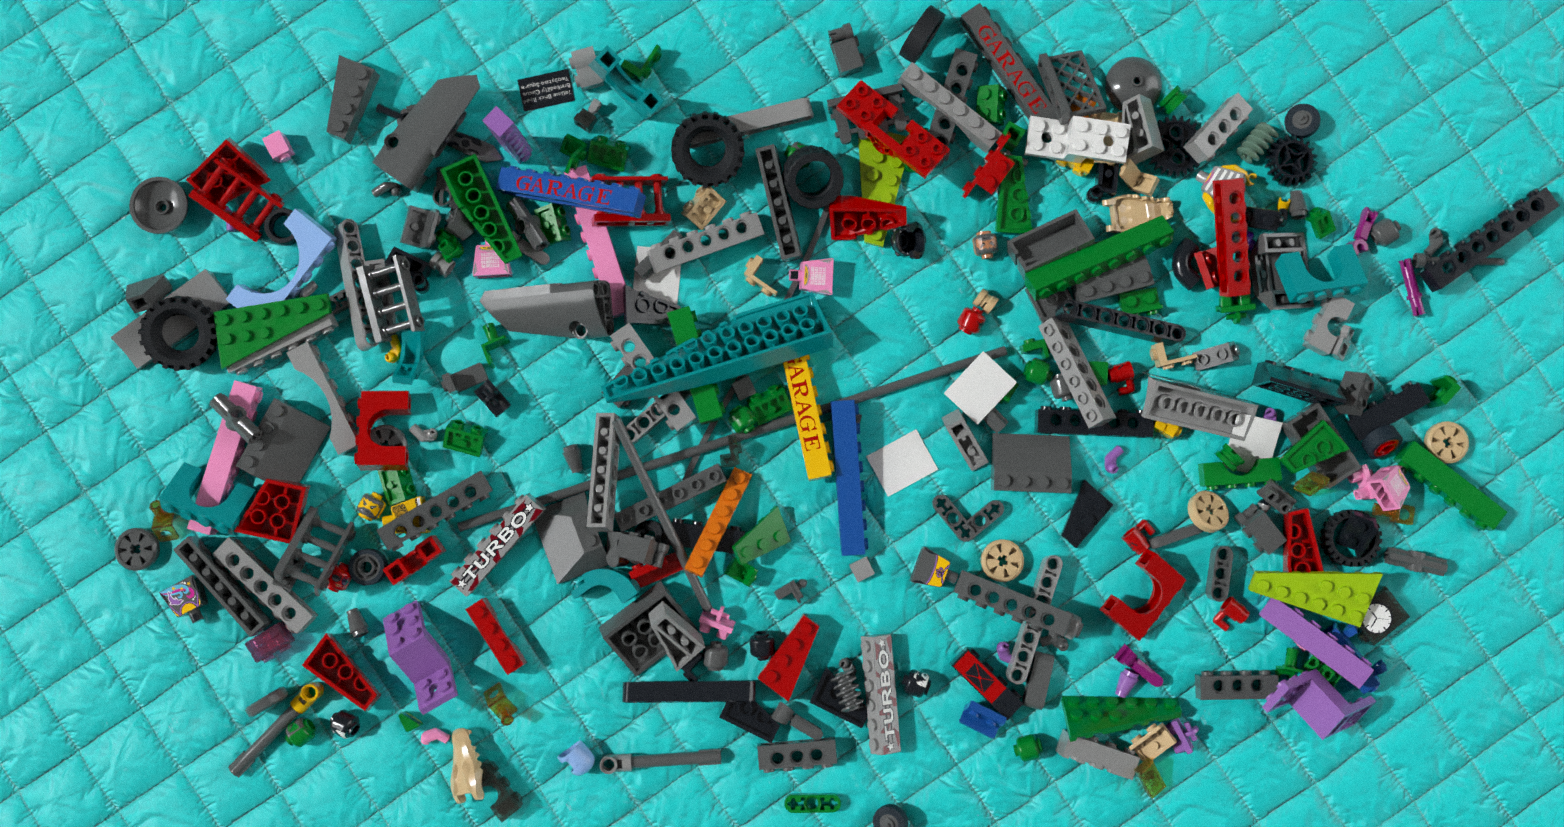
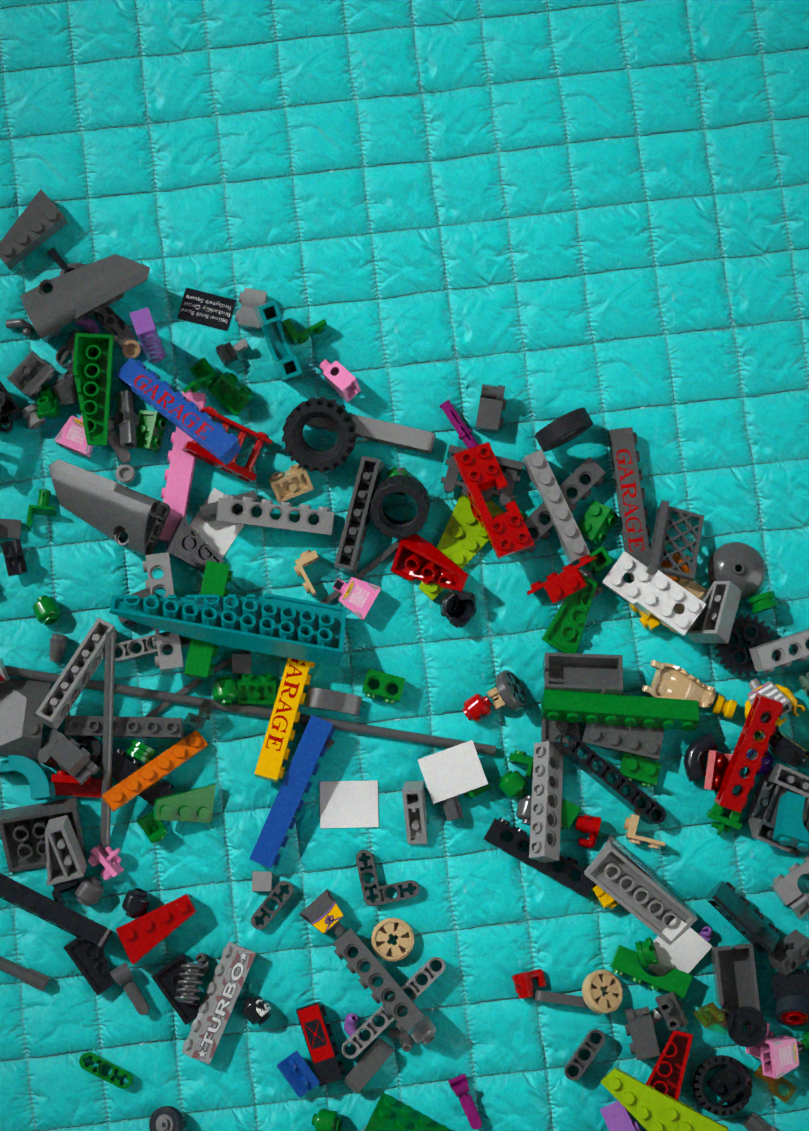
camera: 30 degrees right, 5 degrees down
(448, 156) = (90, 325): none -> medium lavender arm
(497, 159) = (131, 349): none -> tan tile
(546, 430) = (46, 610): none -> green head
(551, 273) = (125, 473): none -> light grey tile
(696, 511) = (140, 751): none -> green wheel
(699, 91) = (340, 379): none -> bright pink torso
(786, 748) = (145, 1024): dark grey brick -> none
(791, 587) = (189, 864): dark grey piece -> none
(833, 84) = (458, 424): none -> magenta pin
(842, 379) = (333, 701): none -> dark grey brick
(874, 589) = (267, 920): none -> dark grey beam
(877, 339) = (385, 681): none -> green brick
(985, 244) = (525, 646): head -> none
(994, 290) = (511, 690): none -> dark grey wheel
(1031, 463) = (464, 864): dark grey slope -> none
(1085, 514) = (490, 936): black wing -> none
(1105, 182) = (662, 645): black hinge -> none
(1110, 459) = (539, 899): medium lavender arm -> none
(1126, 682) = (448, 1109): medium lavender cone -> none
(1137, 180) = (692, 656): tan bracket -> none
(1165, 583) = (529, 1039): red arch -> none
(1187, 209) = (726, 707): none -> yellow wheel
(1216, 355) = (685, 854): bracket -> none
(1232, 609) = (579, 1094): red piece -> none
(1313, 447) = (725, 981): green wing -> none
(1340, 476) = (753, 1035): none -> black plate

